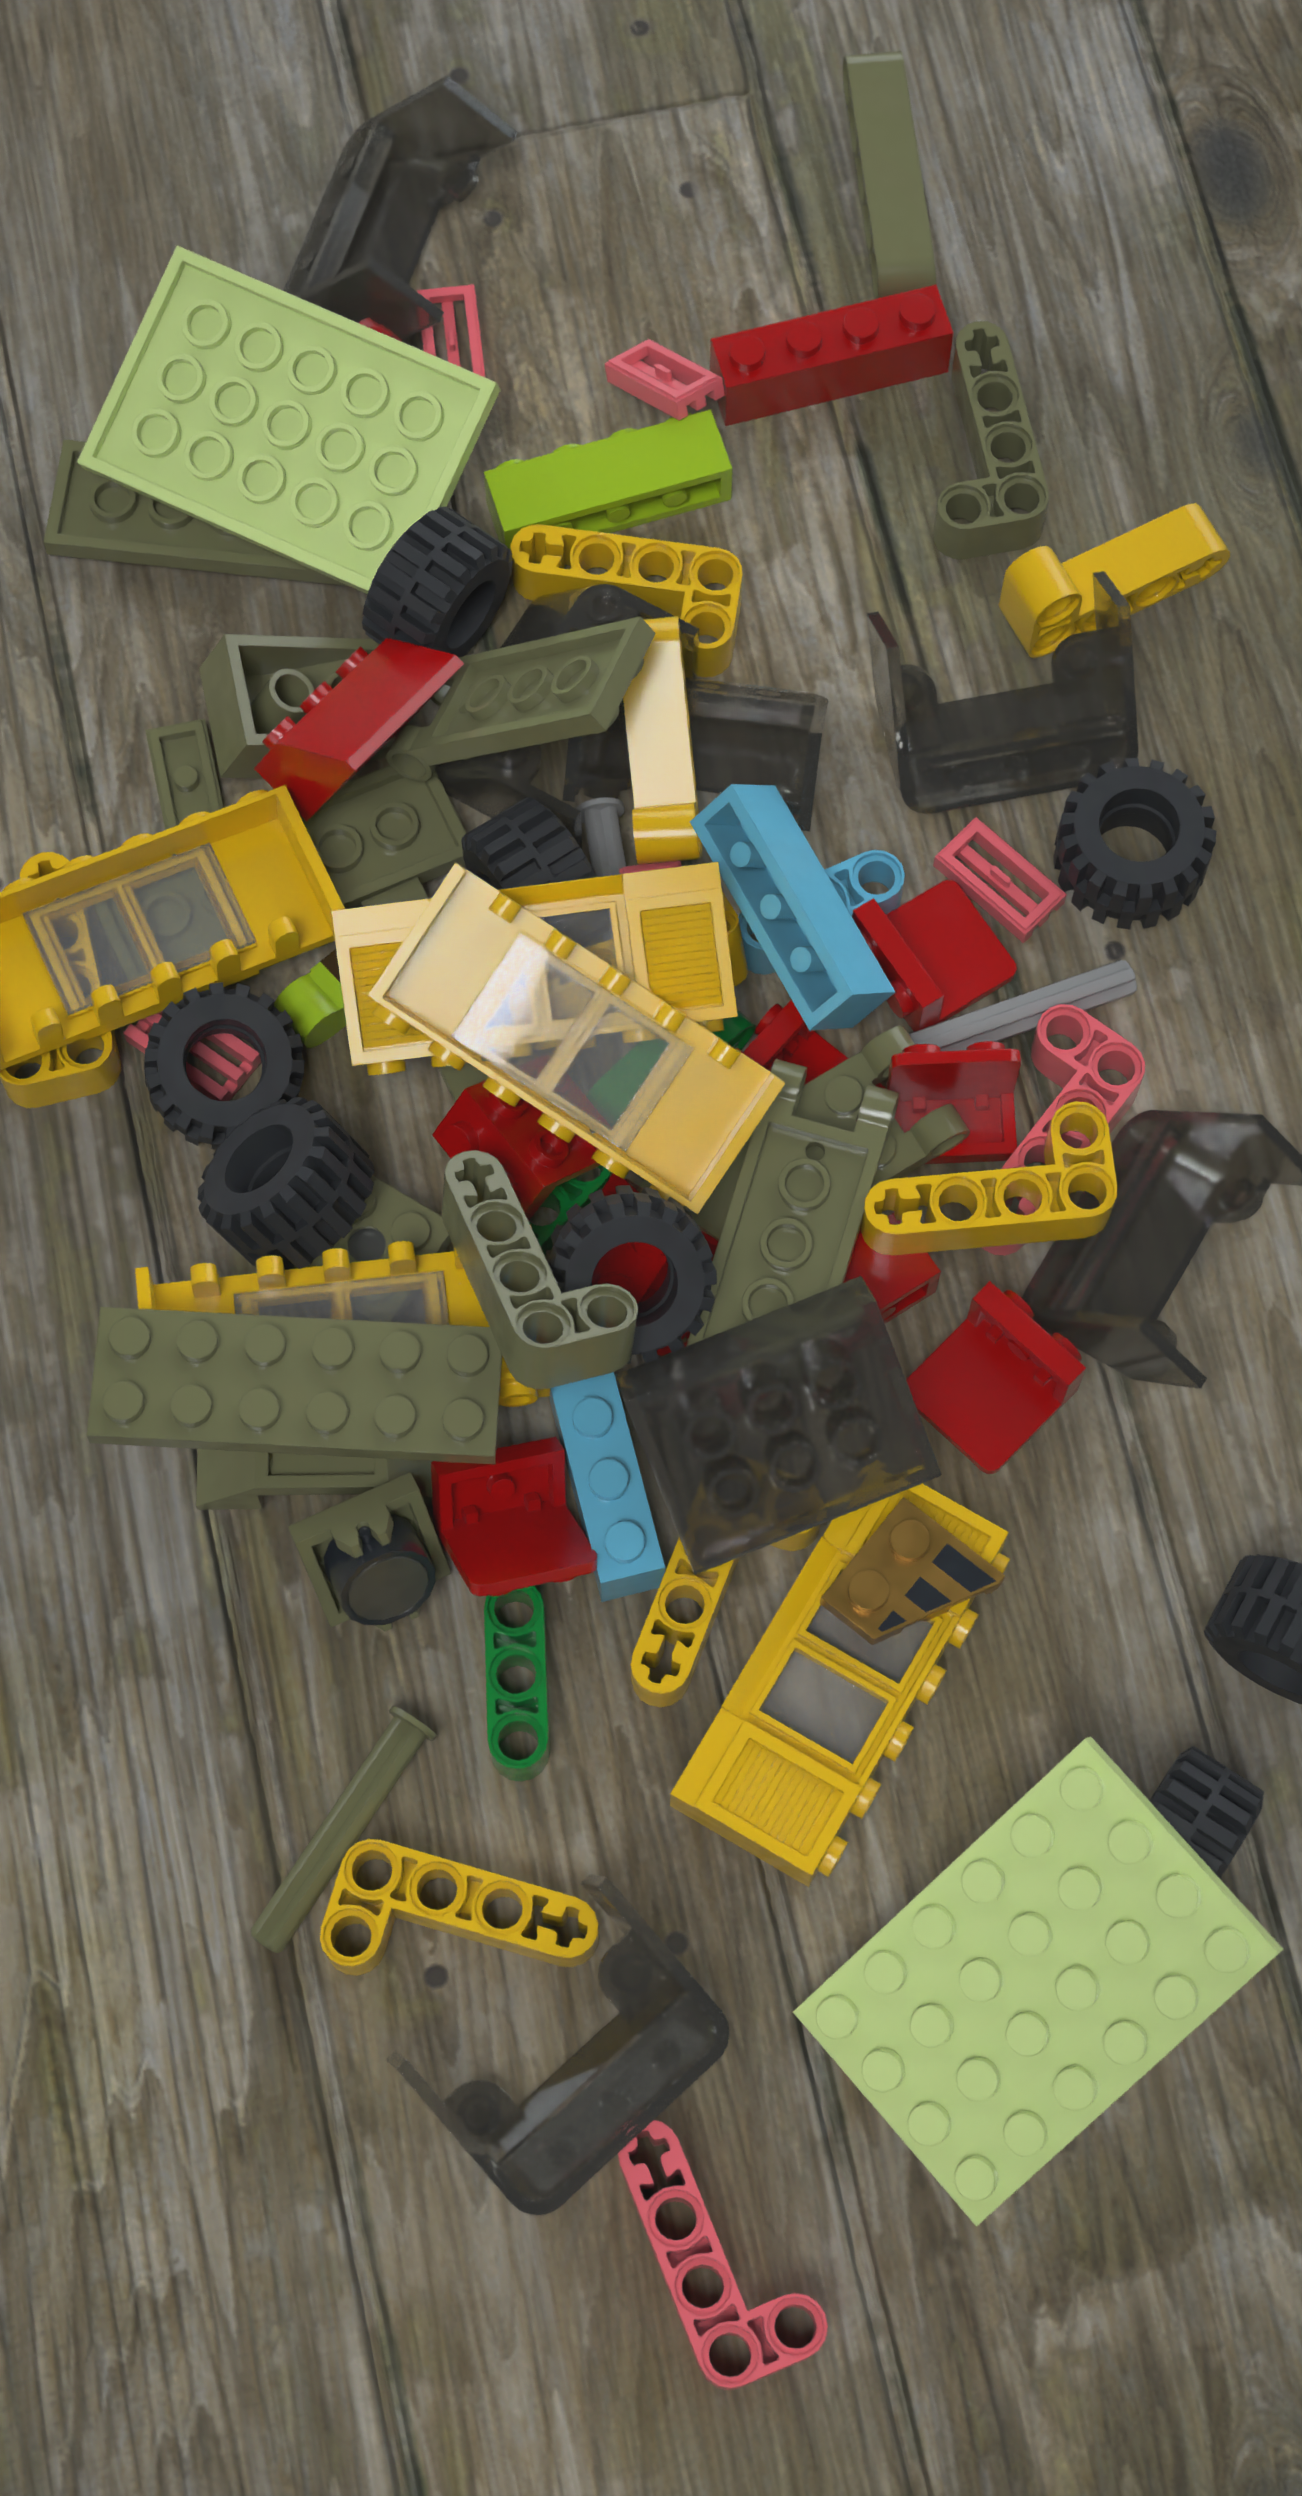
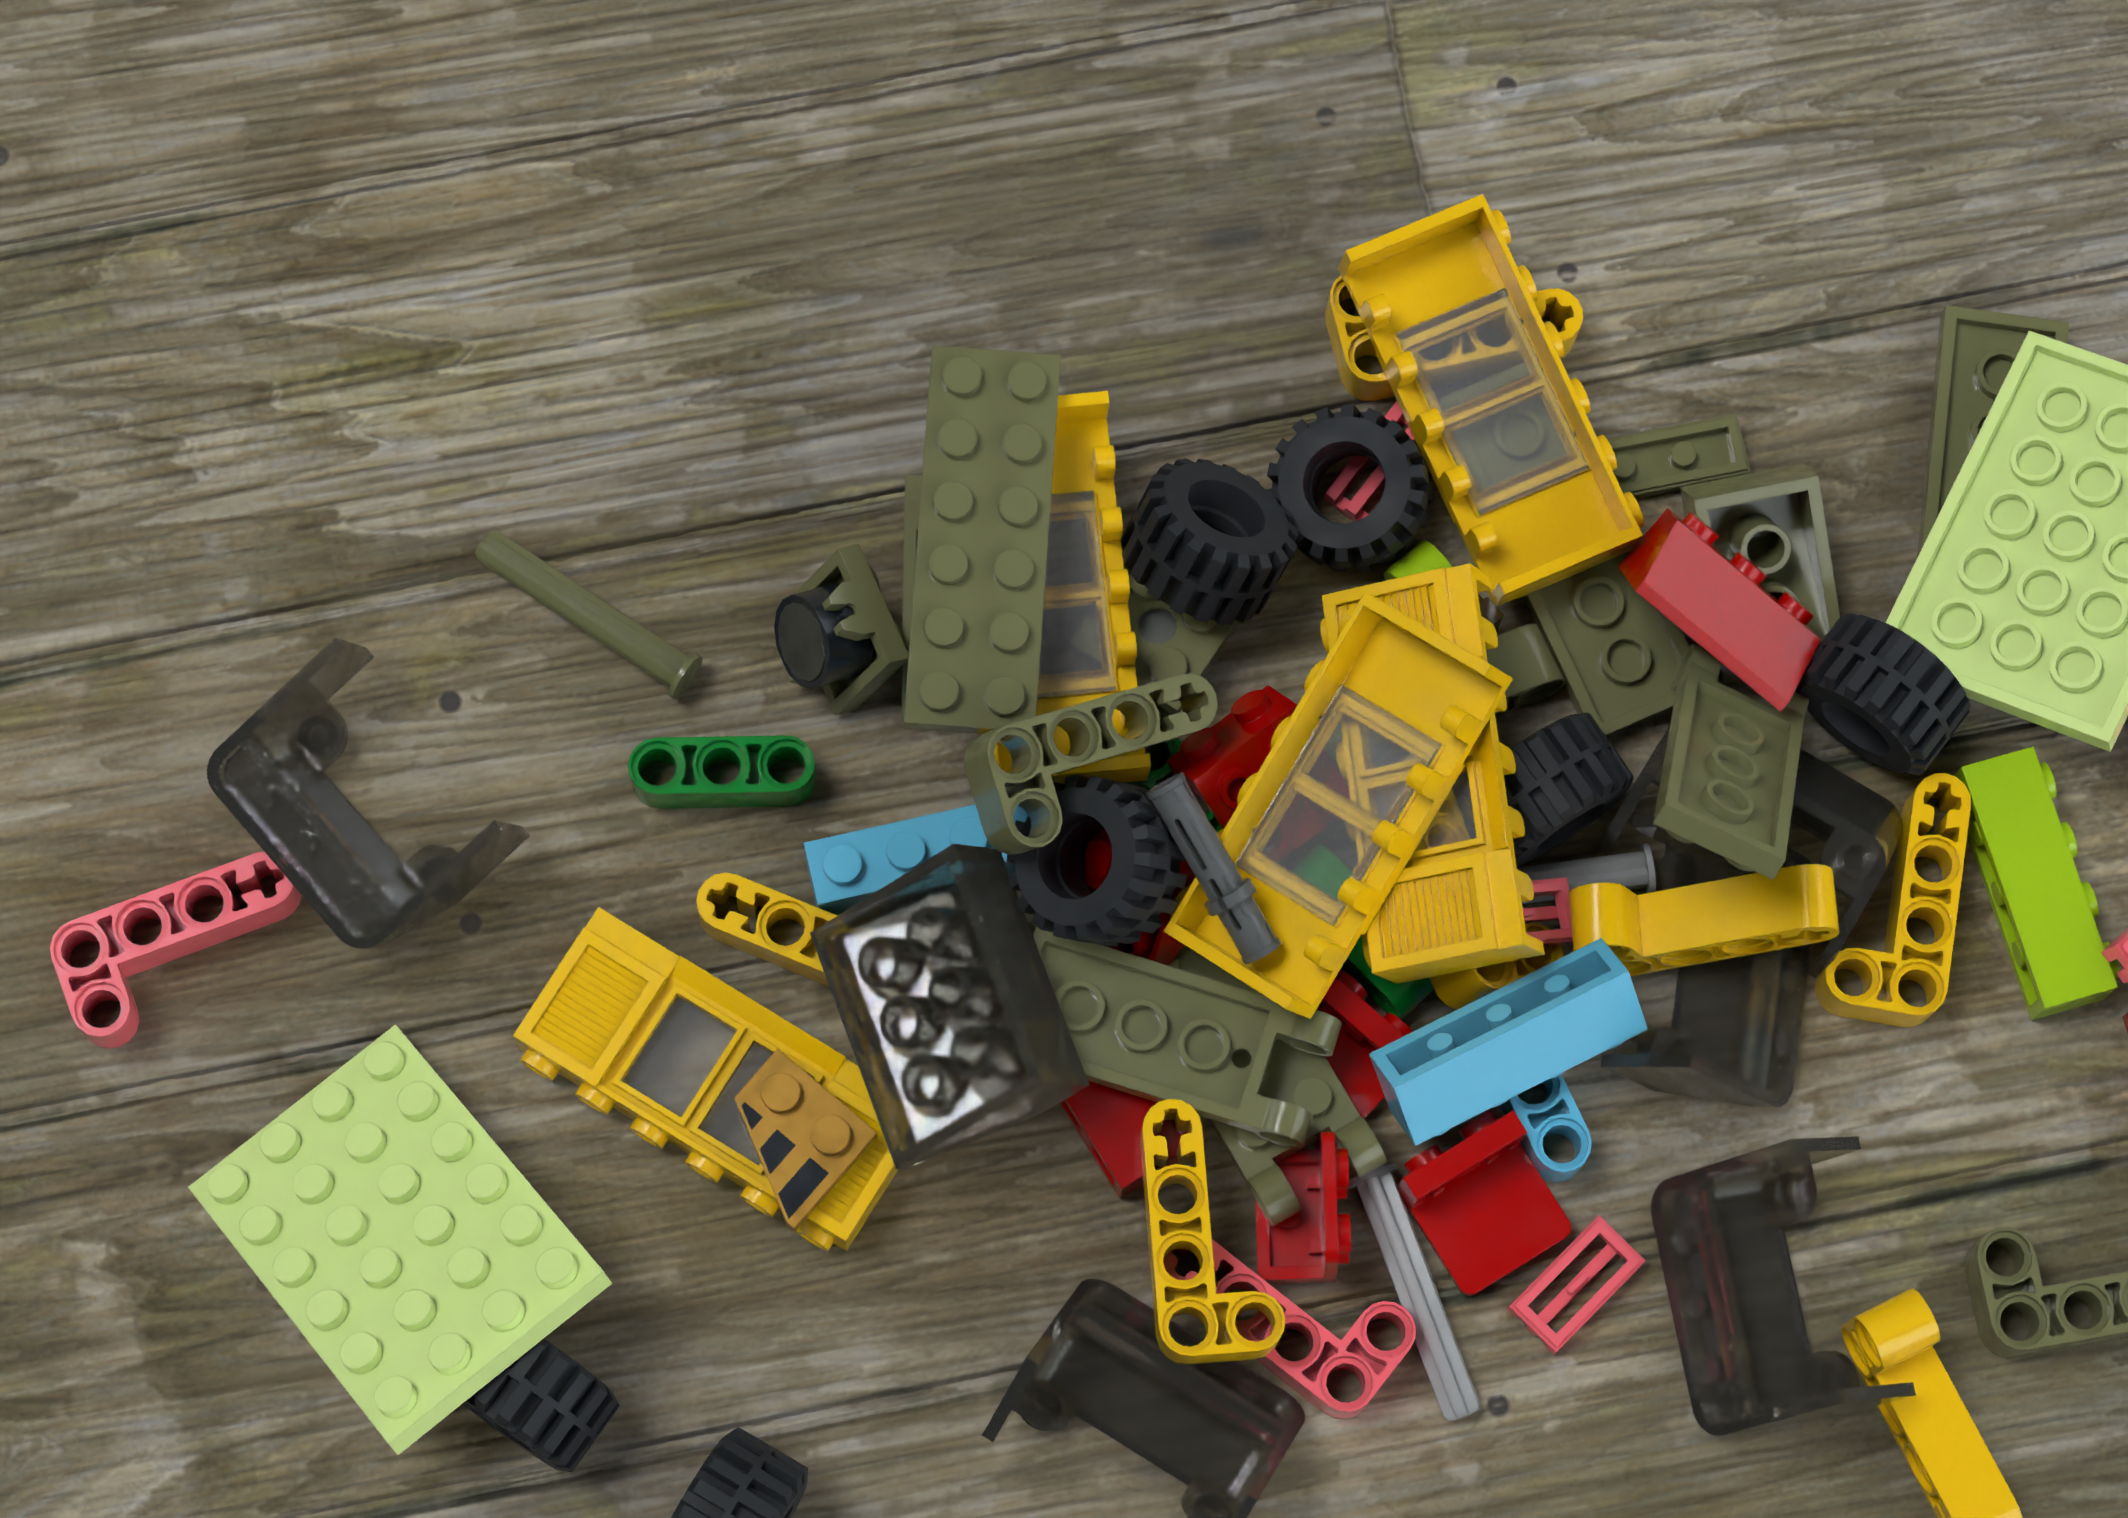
camera: 85 degrees right, 5 degrees up
(462, 1918) = (496, 722): yellow beam -> none
(510, 1519) = (865, 767): red bracket -> none
(664, 1144) = (1226, 890): none -> dark grey pin
(995, 1379) = (1012, 1242): red bracket -> none
(1142, 800) = (1651, 1387): black tyre -> none

